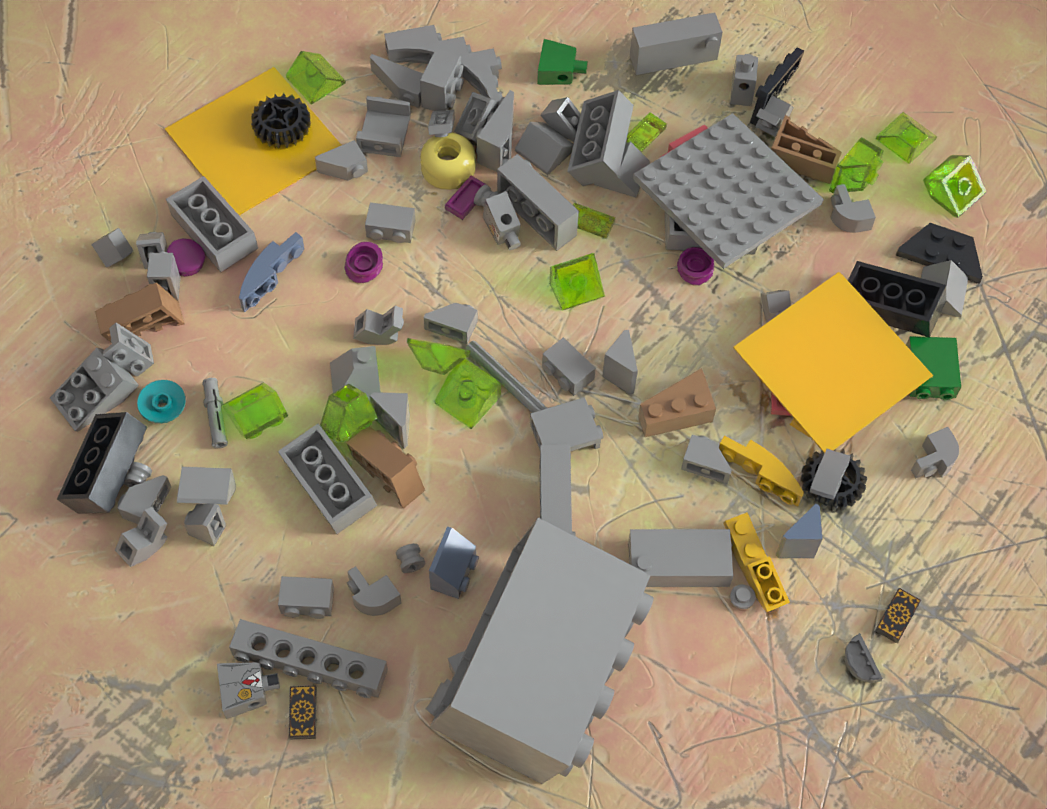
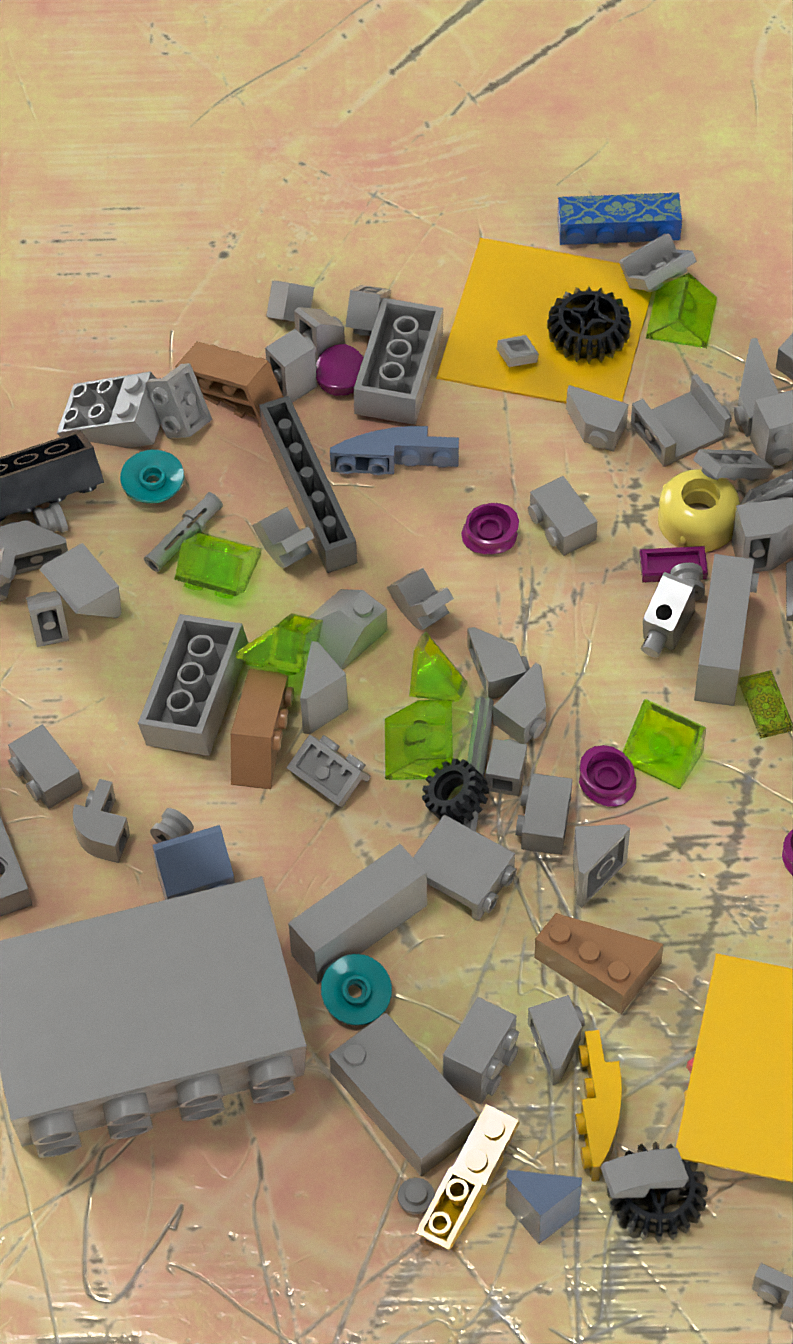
camera: 55 degrees right, 5 degrees down
(158, 213) = (364, 307): none -> light grey slope
(225, 57) = (618, 218): none -> blue brick
(249, 326) = (308, 484): none -> dark grey brick
(262, 165) = (517, 351): none -> light grey tile
(272, 365) = (283, 537): none -> light grey brick
(275, 62) = (655, 263): none -> light grey bracket
(444, 452) = (328, 770): none -> light grey bracket
(494, 328) = (523, 708): none -> light grey slope
(507, 391) = (446, 781): none -> black tyre
(522, 364) = (506, 766): none -> light grey brick
(569, 322) = (607, 776): none -> magenta piece
(600, 527) = (360, 972): none -> teal dish
(690, 499) = (480, 1050): none -> light grey brick

